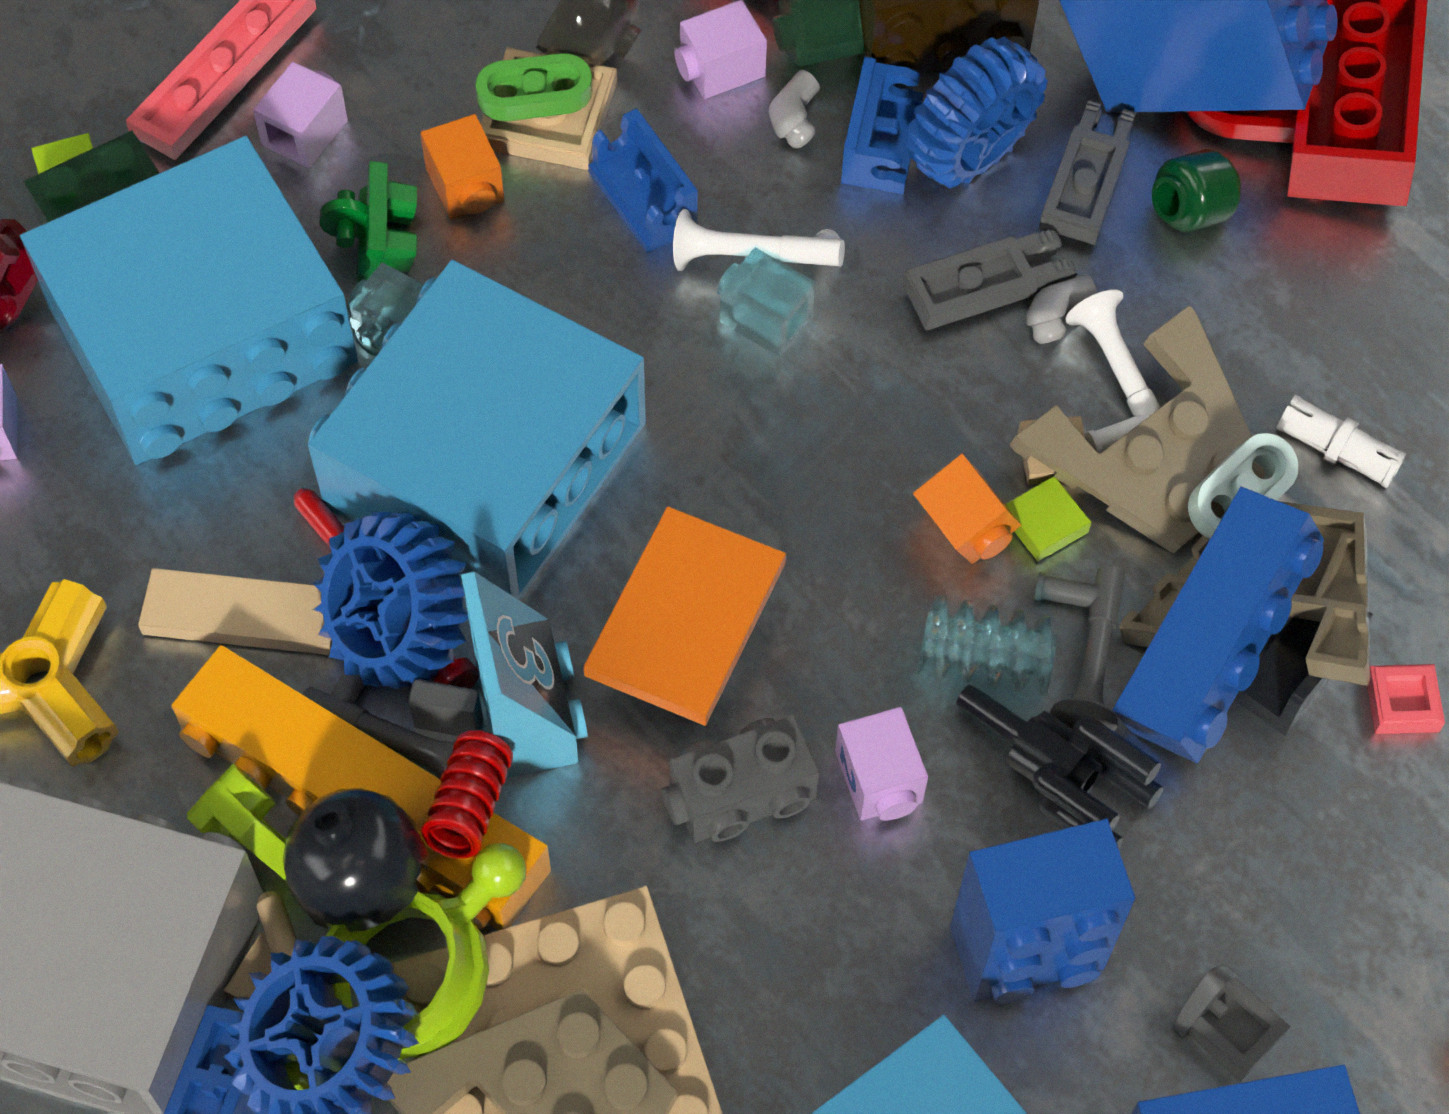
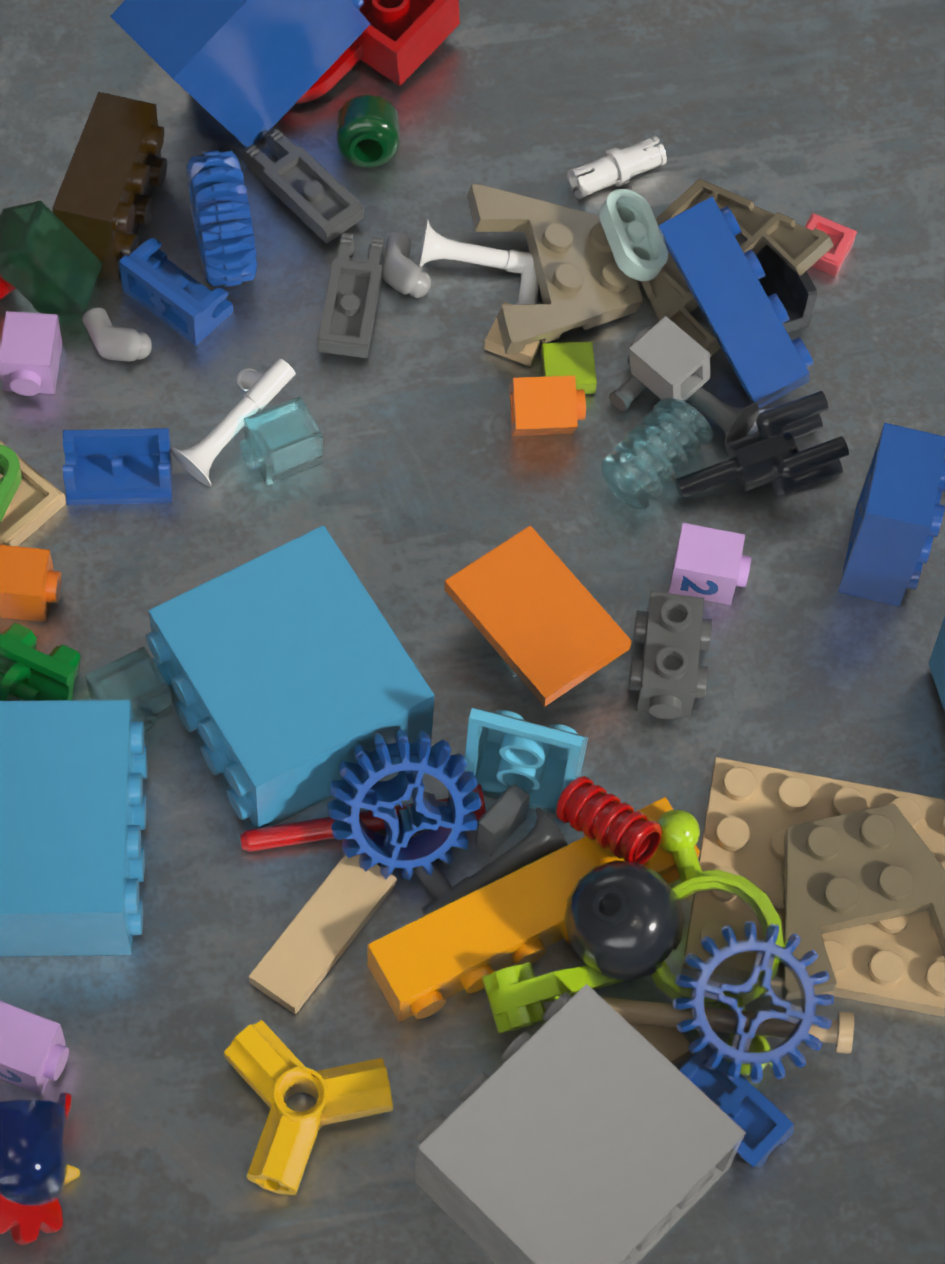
camera: 65 degrees left, 0 degrees up
(1098, 598) = (669, 361): none -> light grey brick

